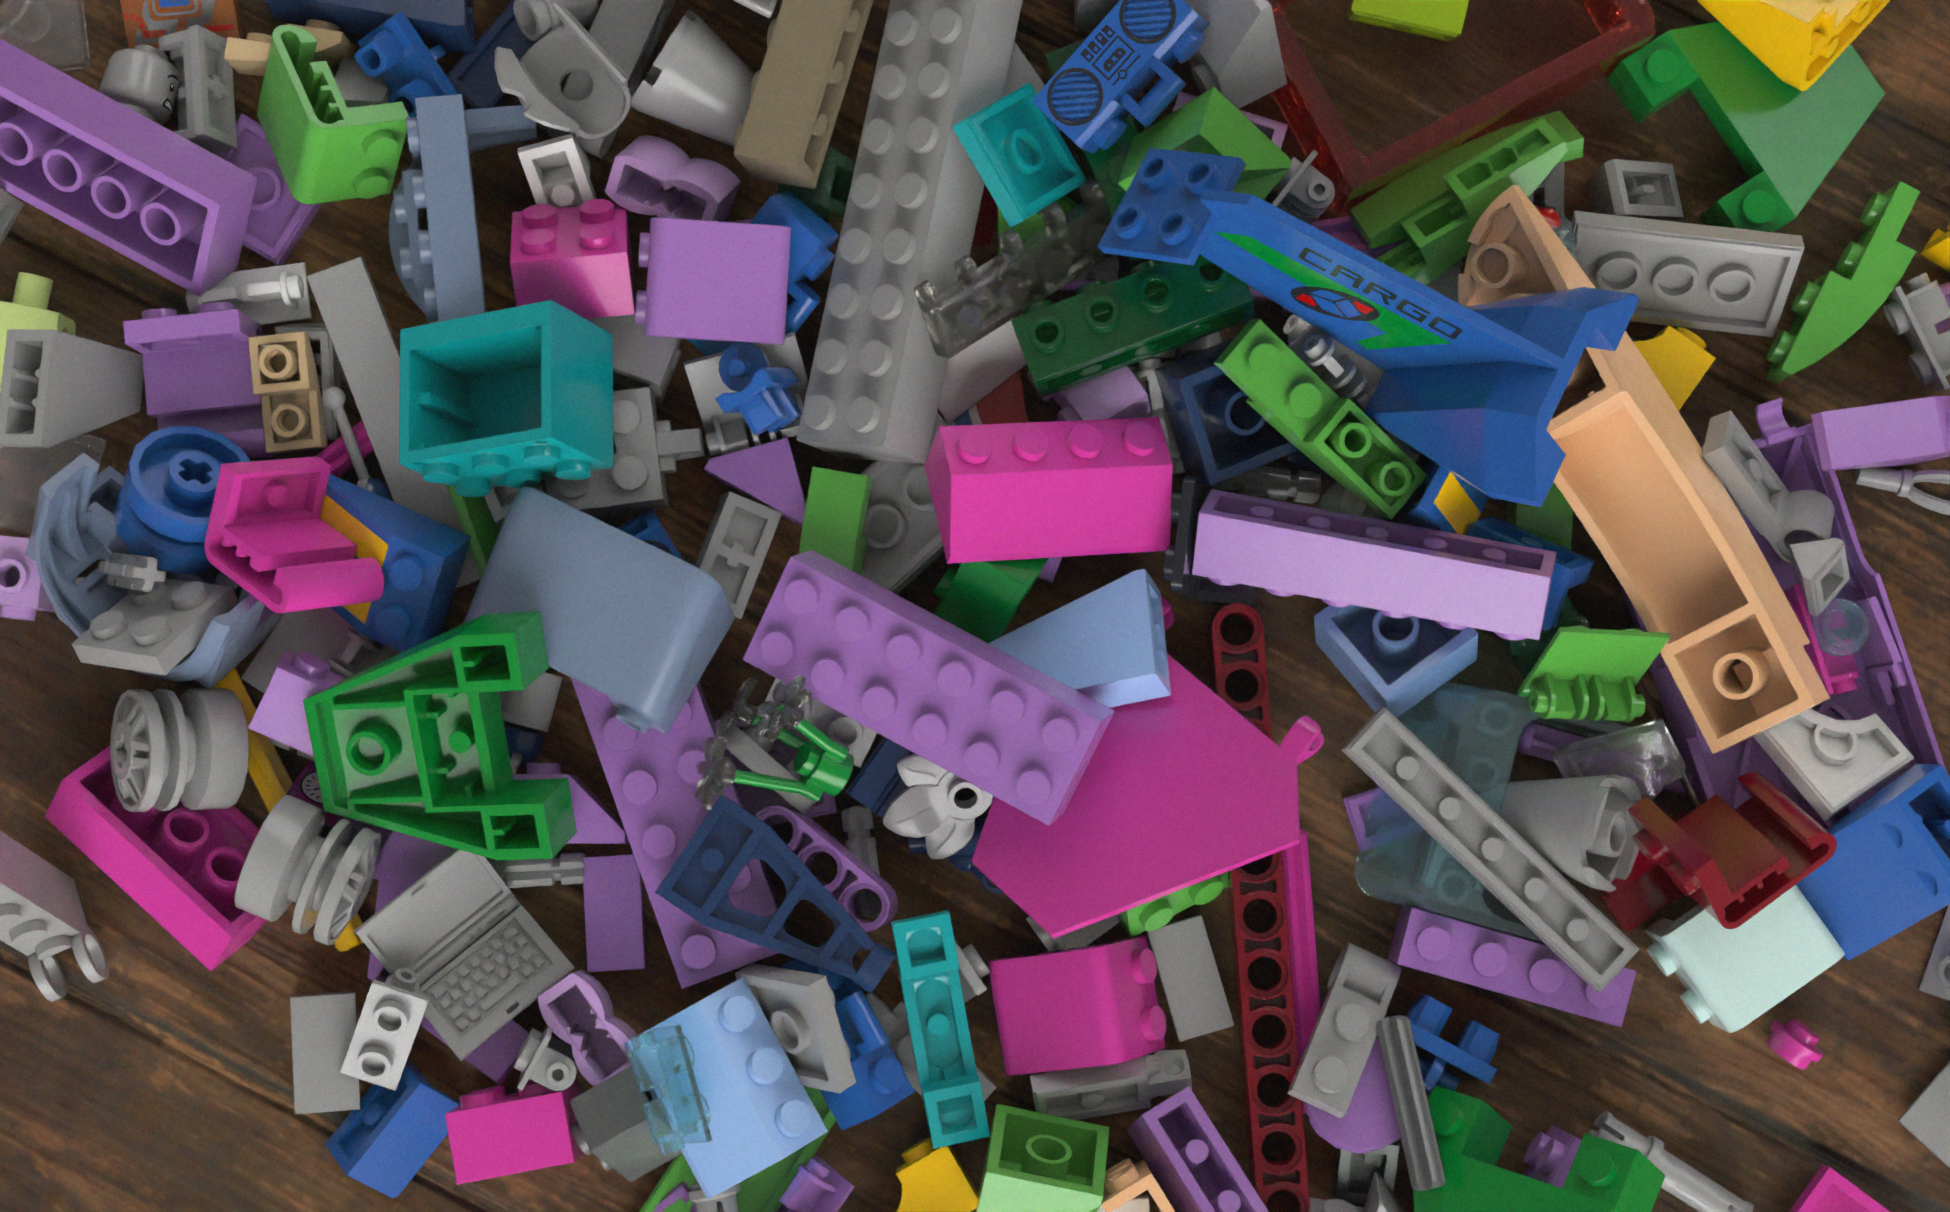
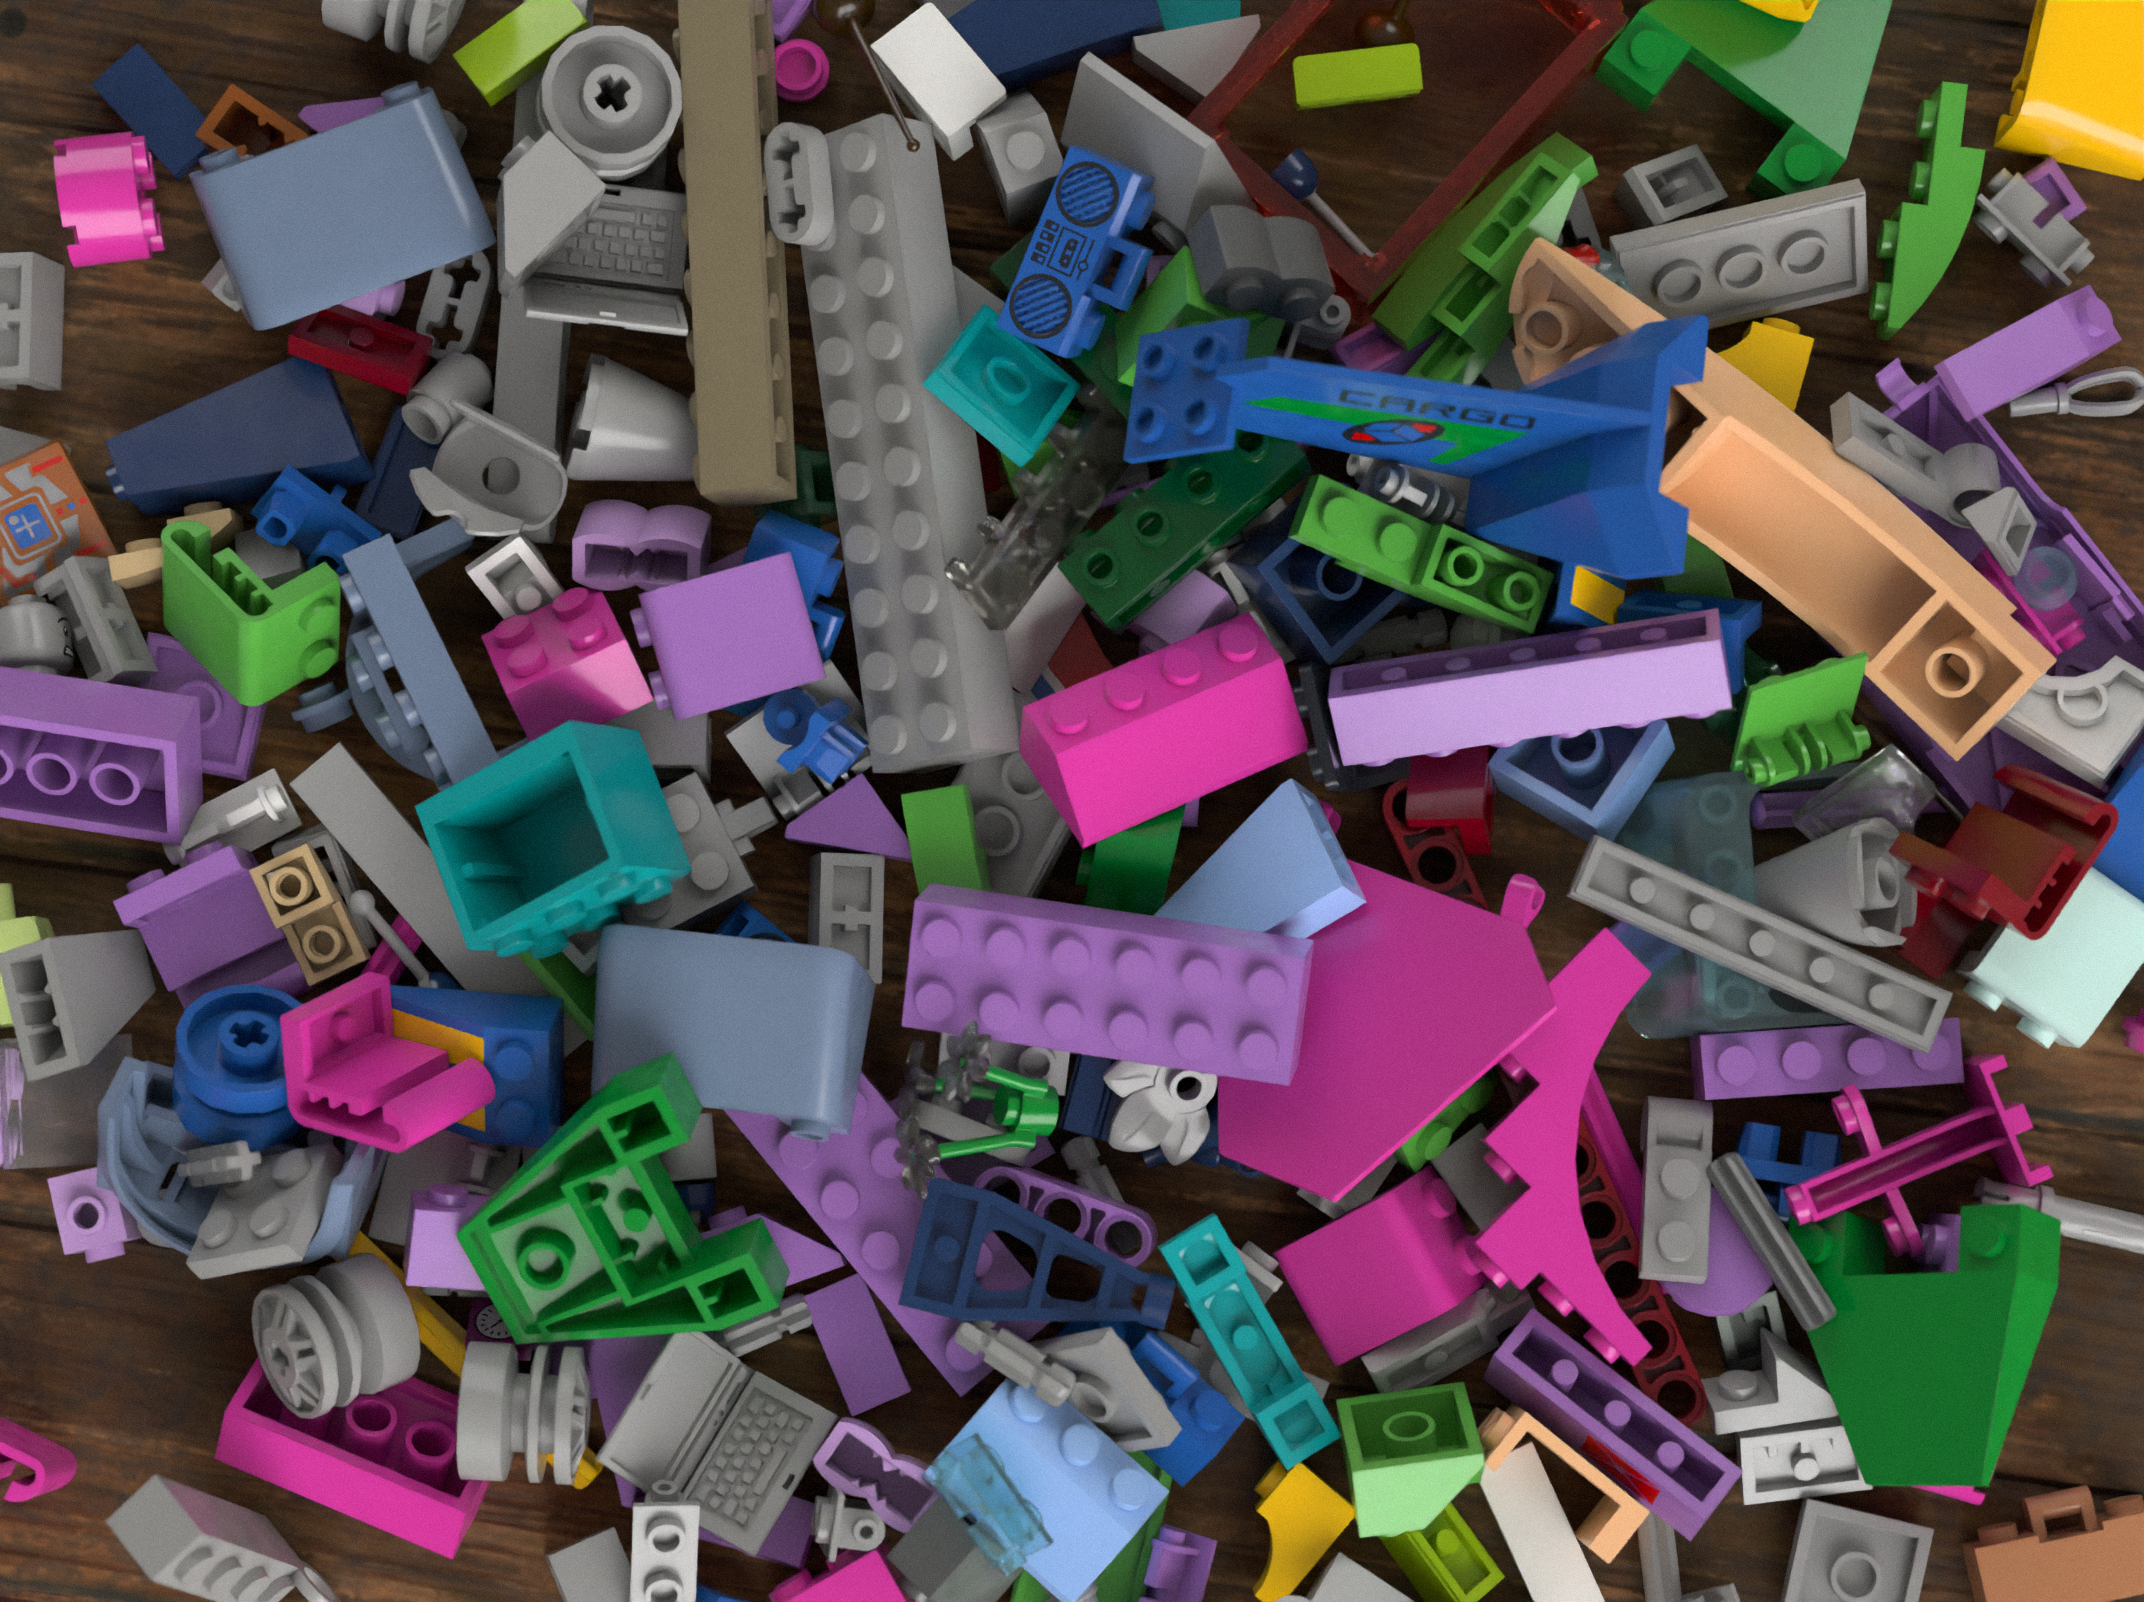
camera: 15 degrees left, 0 degrees up
(362, 225) = (322, 706): none -> sand blue plate
(738, 975) = (1017, 1360): none -> light grey axle
(1242, 949) = (1537, 1145): none -> dark pink arch
(1273, 123) = (1260, 262): none -> dark grey brick
(1278, 630) = (1455, 793): none -> dark red panel
(1332, 74) = (1300, 178): none -> hinge
(1525, 1076) = (1880, 1171): none -> dark pink piece

